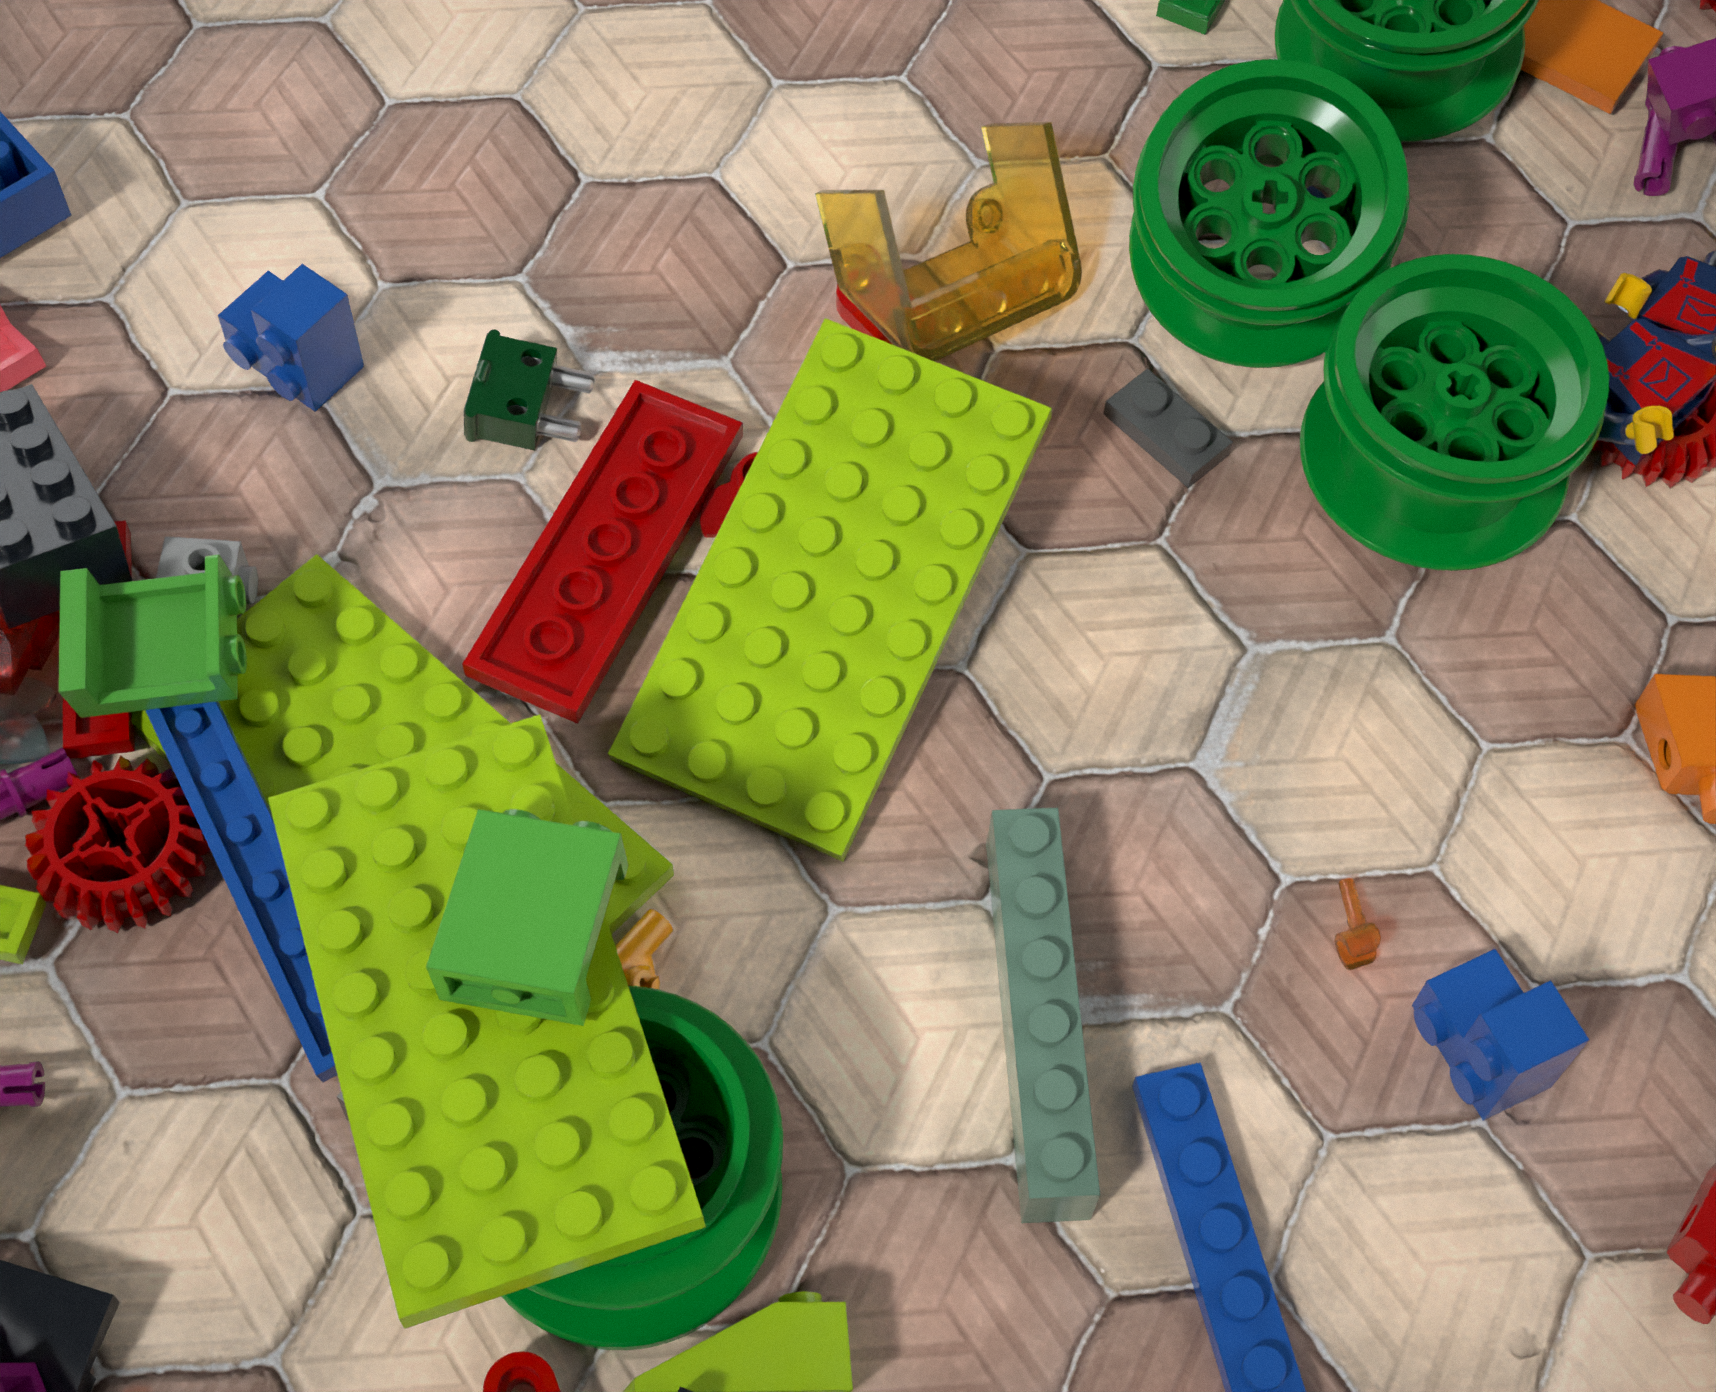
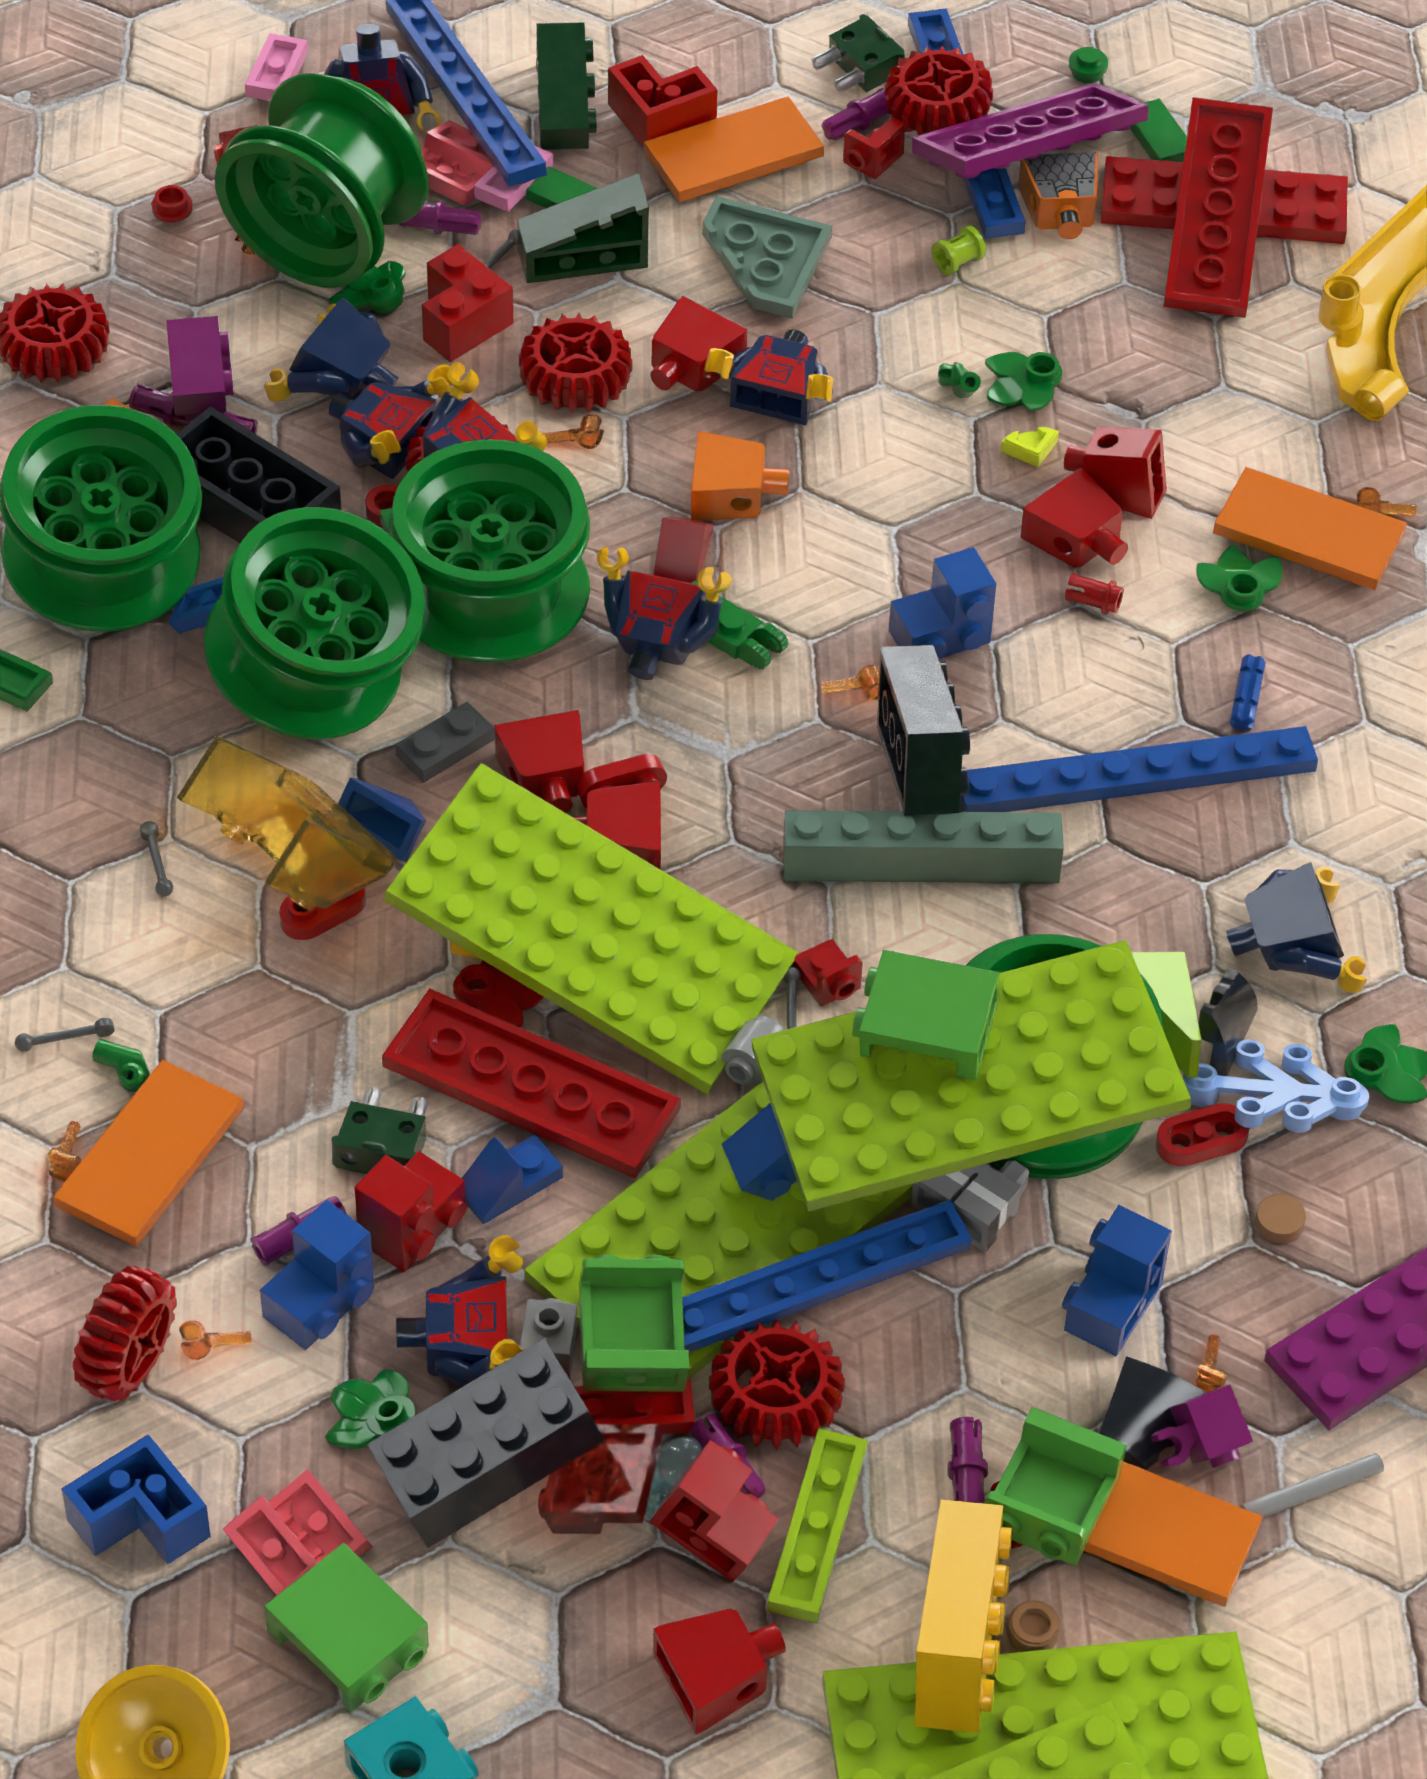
camera: 85 degrees left, 10 degrees down
(124, 414) = (369, 1409): none -> green plate
(212, 148) = (124, 1333): none -> red gear
(217, 491) = (466, 1319): none -> torso
(237, 247) = (205, 1341): none -> clear orange hand
(243, 1282) = (1119, 1280): none -> blue brick
(385, 321) = (279, 1240): none -> magenta axle
(389, 416) = (408, 1207): none -> red brick
(467, 537) = (508, 1177): none -> blue slope
(488, 93) = (61, 1158): none -> clear orange hand
(494, 170) = (148, 1153): none -> orange tile
(633, 145) = (128, 1063): none -> green arm
(659, 52) = (102, 1027): none -> dark grey hinge
(664, 801) = (739, 1055): none -> light grey brick
(700, 858) = (792, 977): none -> dark grey hinge
(814, 897) = (829, 972): none -> red bracket
(897, 158) = (149, 832): none -> dark grey hinge
(1033, 628) = (628, 817): none -> red torso
(1037, 360) = (385, 815): none -> blue slope
(1121, 637) = (628, 771): none -> red plate
(1140, 533) = (543, 755): none -> red torso
(1214, 973) = (921, 730): none -> black brick
(1410, 639) = (659, 615): none -> torso
(1437, 745) = (745, 635): none -> green hinge
(1537, 168) = (248, 477): none -> black brick
(1565, 685) = (682, 548): none -> red slope
(1603, 1273) = (1096, 594): none -> red pin

